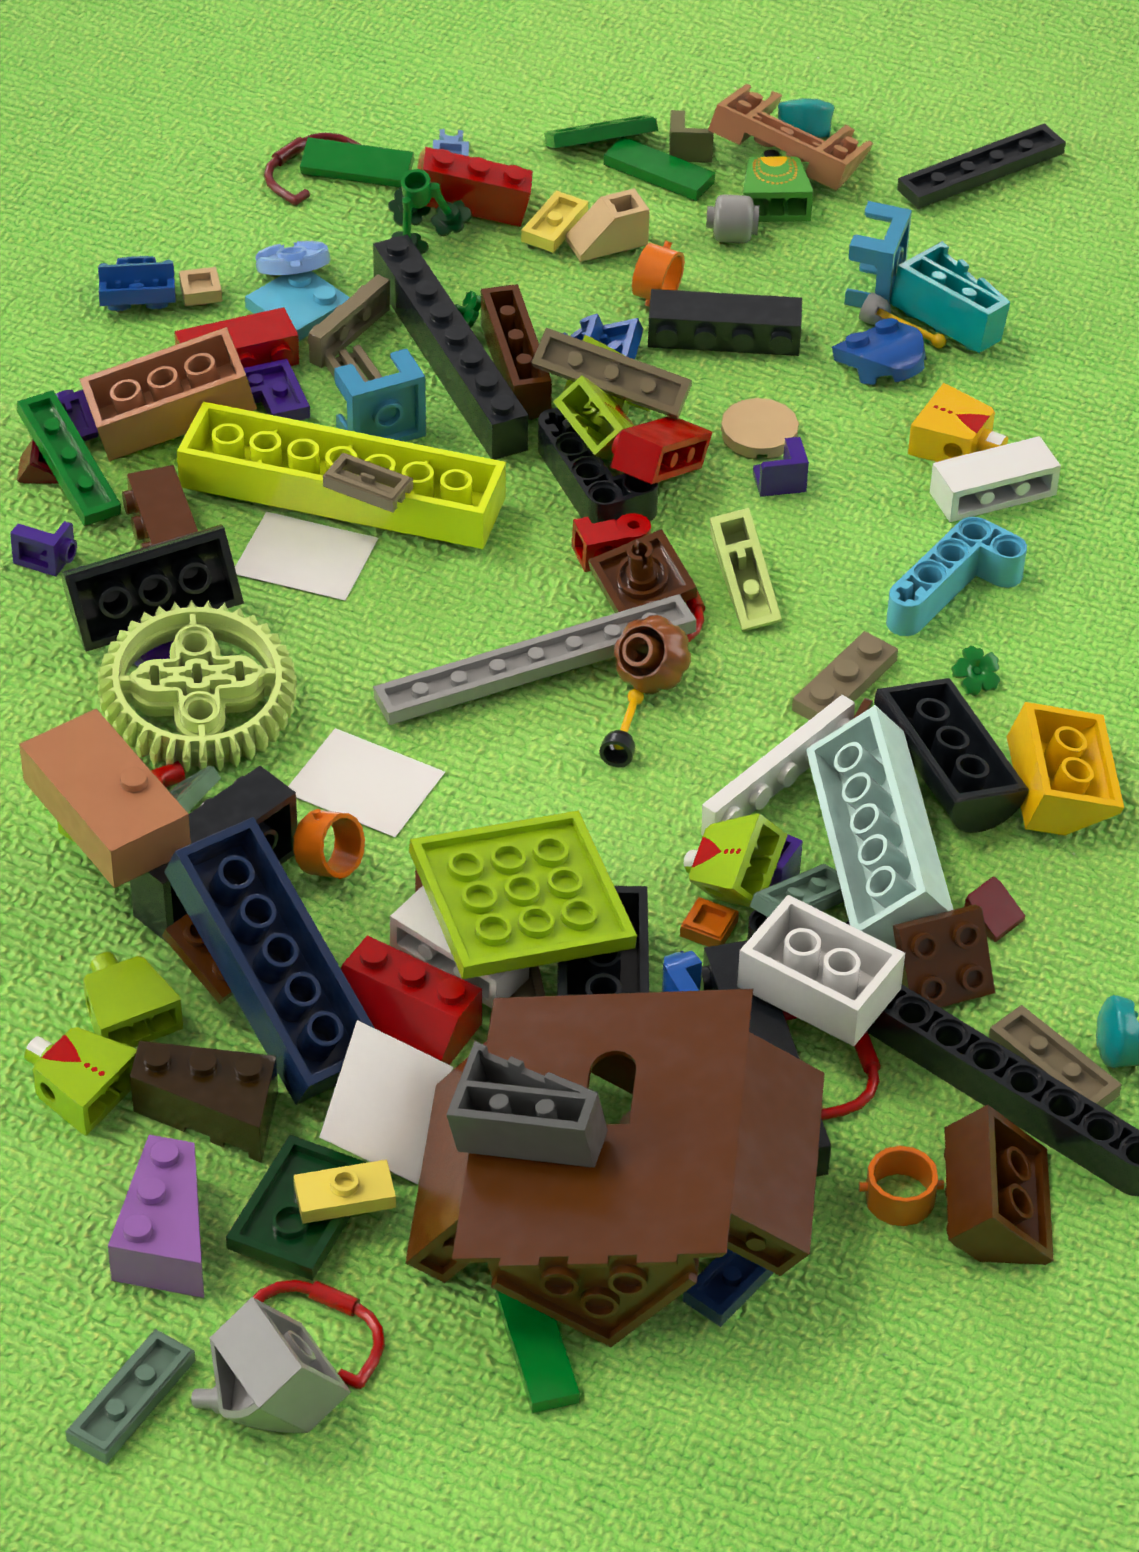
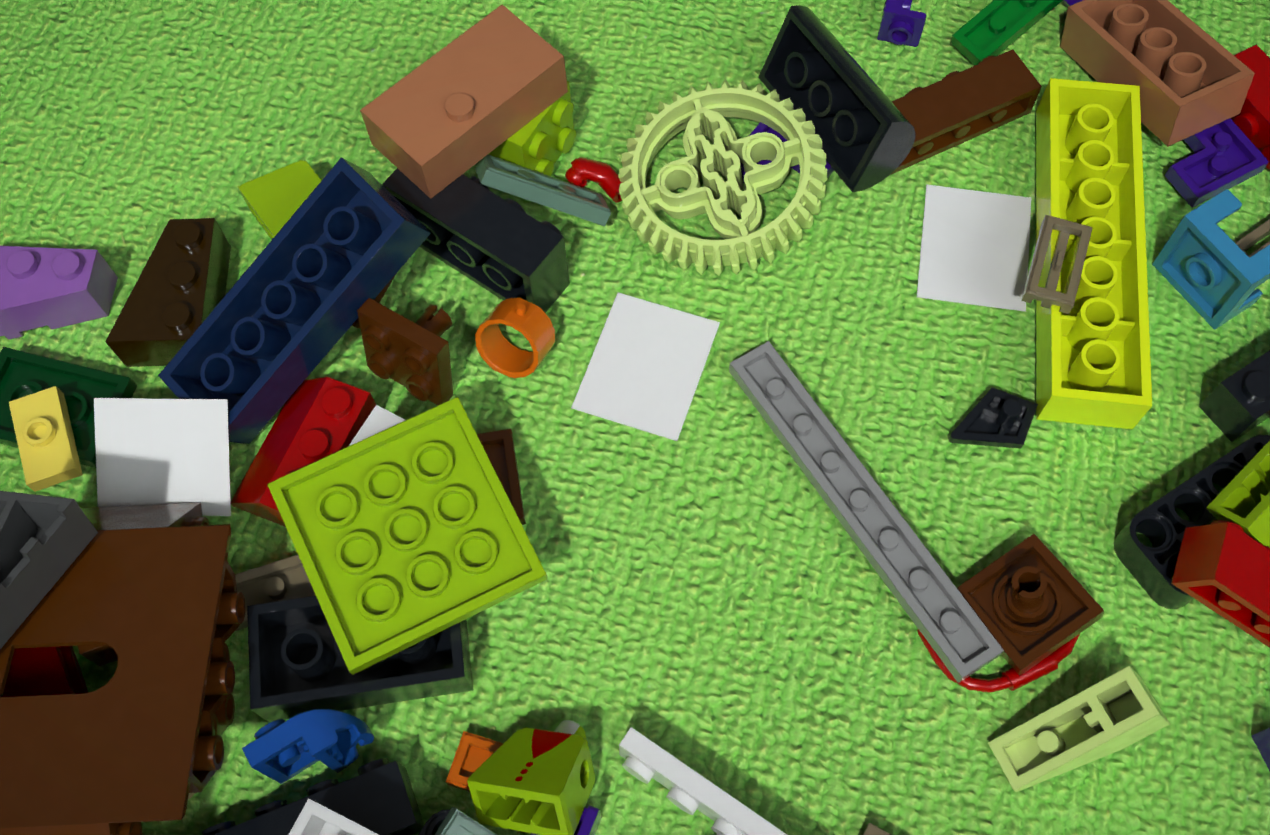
camera: 85 degrees right, 20 degrees up
(81, 1075) = (202, 186): lime torso -> none
(337, 902) = (408, 350): none -> reddish brown plate
(479, 570) = (996, 421): none -> black piece
(598, 538) = (1089, 558): red leg -> none
(618, 745) = (743, 619): black hinge -> none
(652, 654) = (882, 632): dark orange plant -> none

